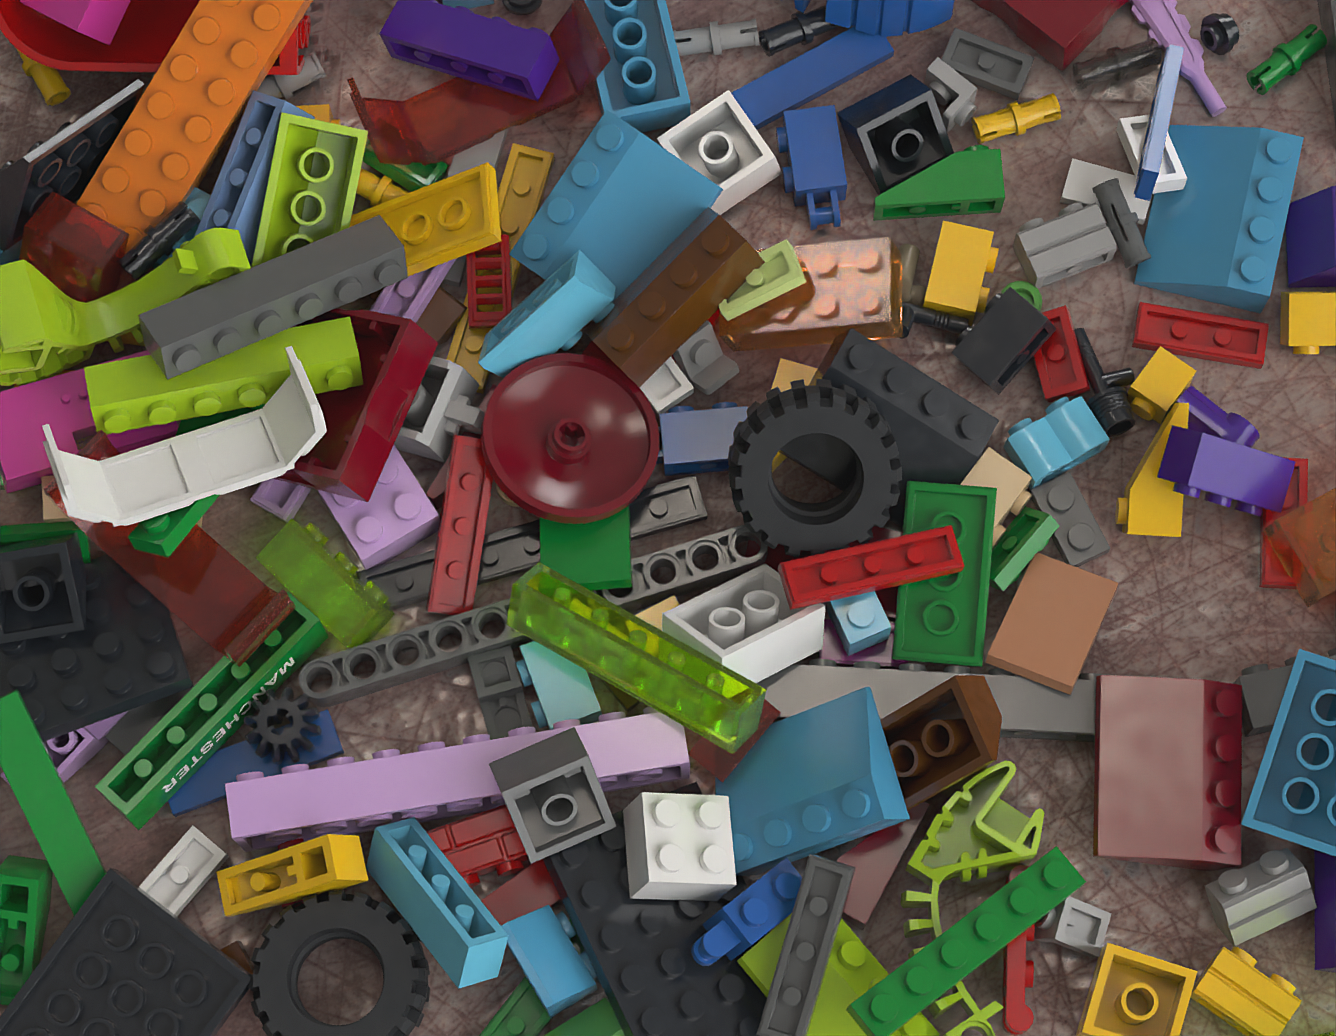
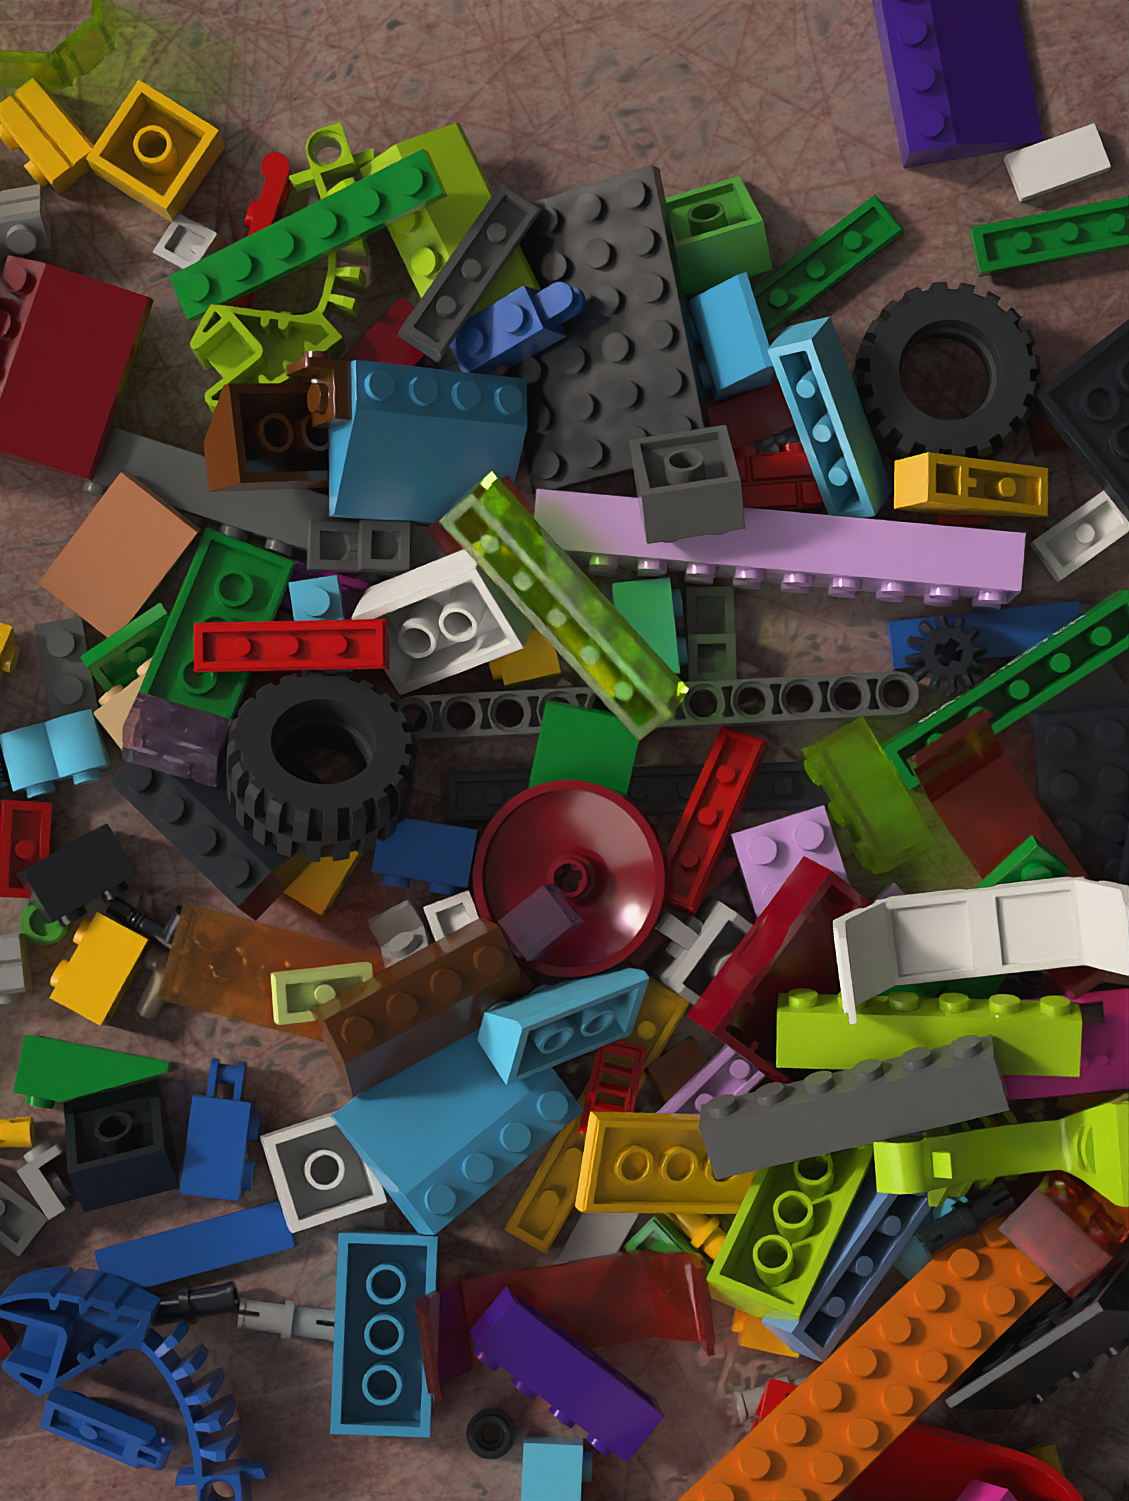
camera: 165 degrees left, 10 degrees up
(585, 386) = (539, 923): none -> clear purple brick
(679, 847) = (569, 409): white brick -> none
(831, 677) = (358, 546): none -> dark grey slope
(900, 792) = (330, 387): none -> reddish brown bracket
(948, 462) = (176, 739): none -> clear purple brick

